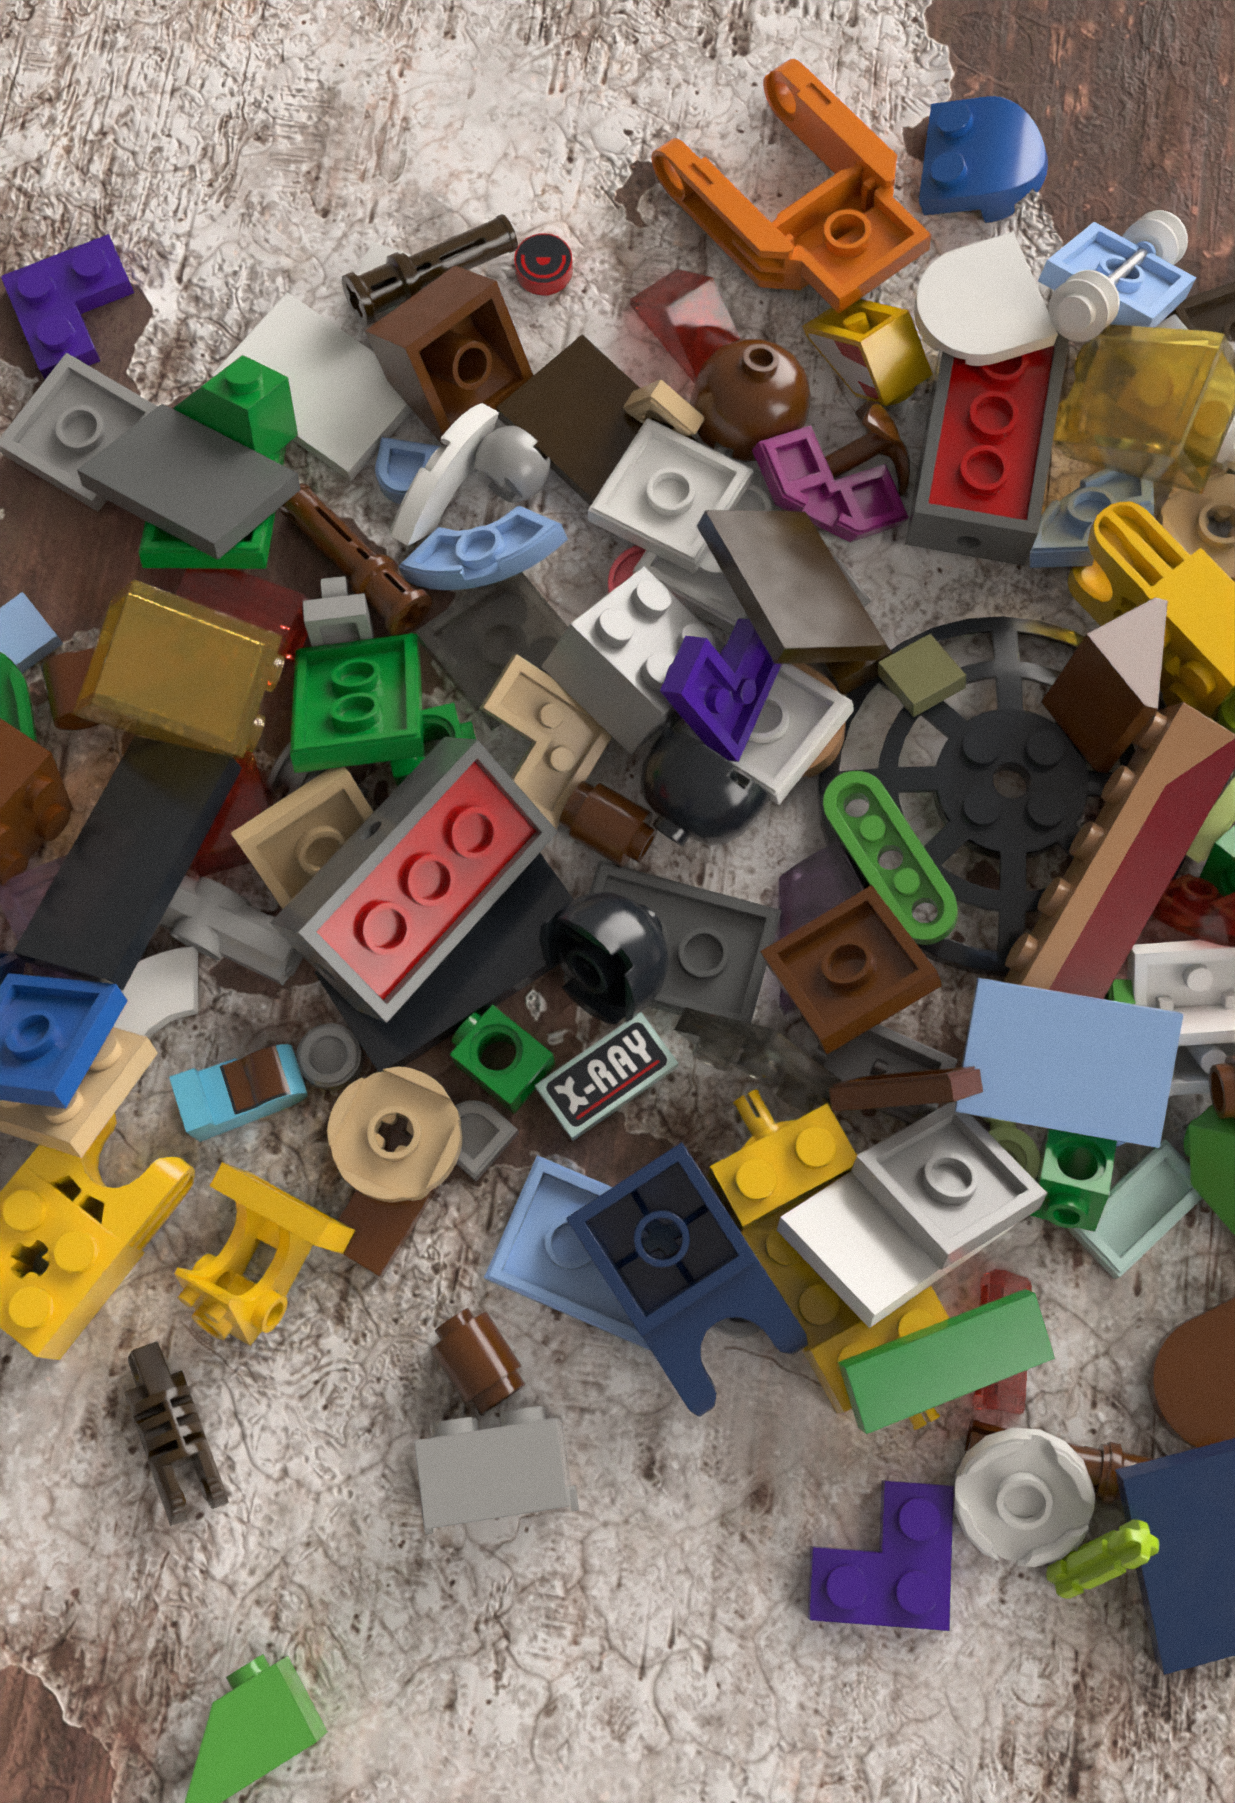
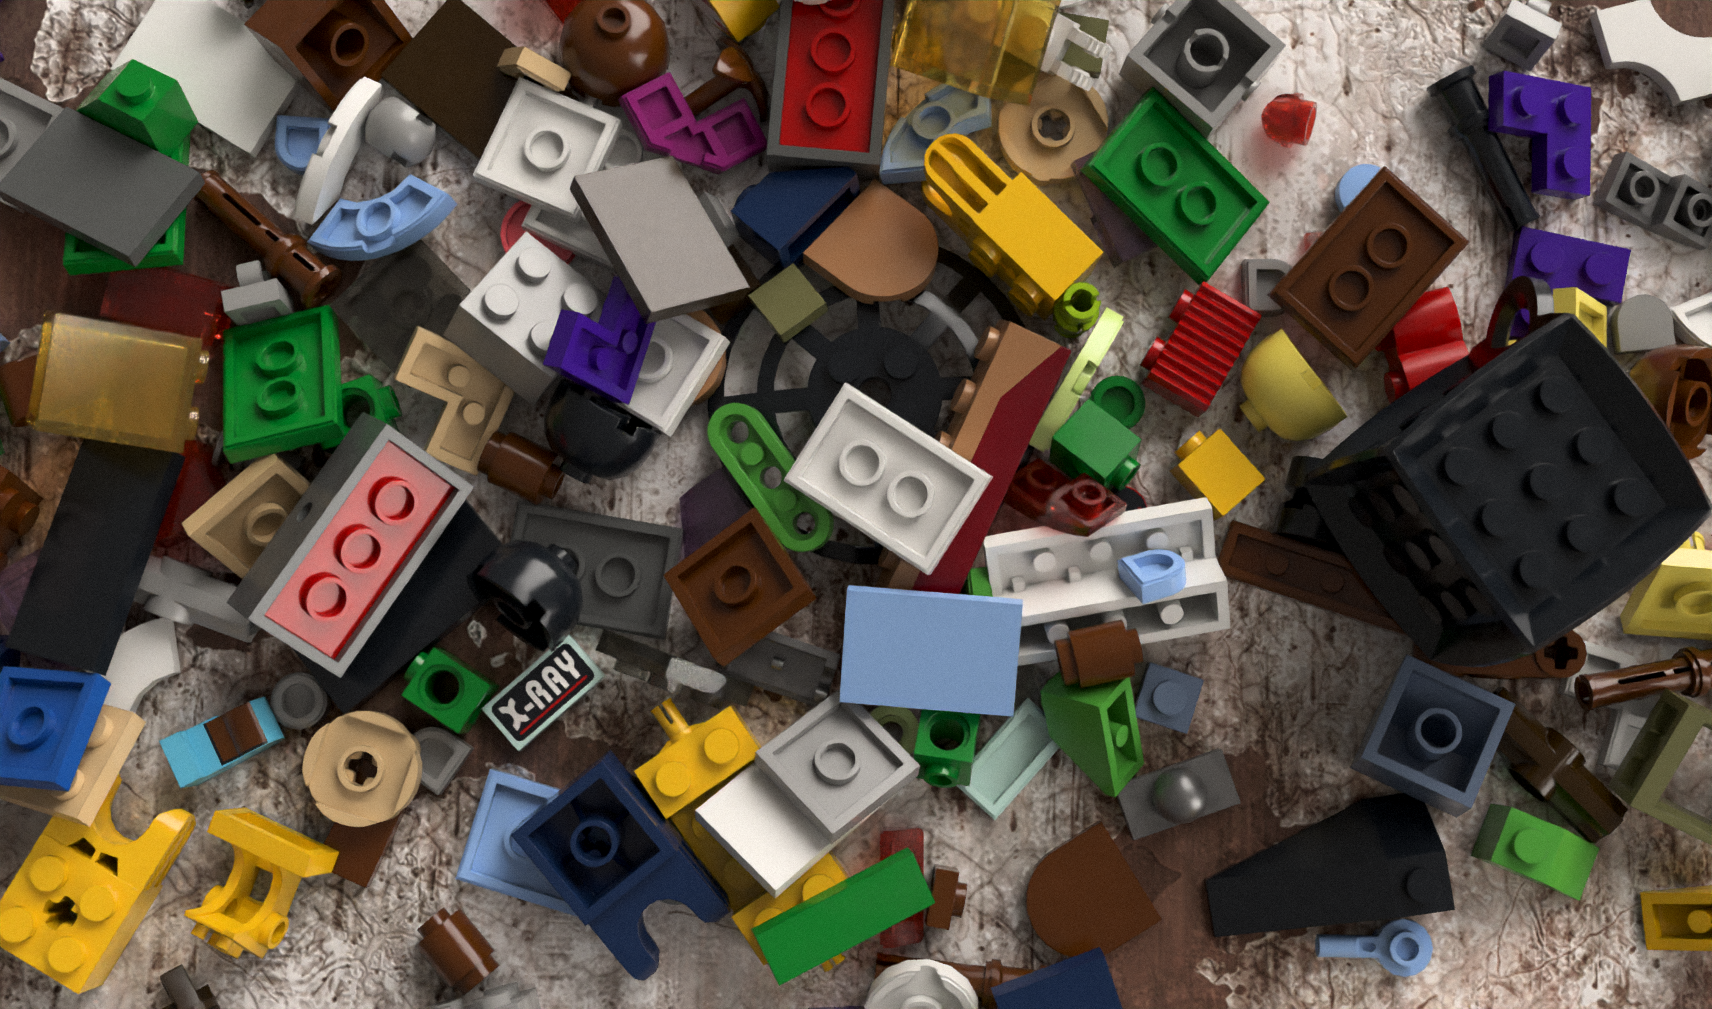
camera: 10 degrees left, 10 degrees up
(906, 1088) = (794, 689): reddish brown tile -> none
(934, 581) = (792, 210): none -> dark blue slope
(1019, 627) = (877, 248): none -> medium nougat tile
(1032, 863) = (888, 478): none -> white tile
(1067, 1367) = (948, 897): none -> reddish brown plate
(1111, 684) = (948, 304): reddish brown slope -> none

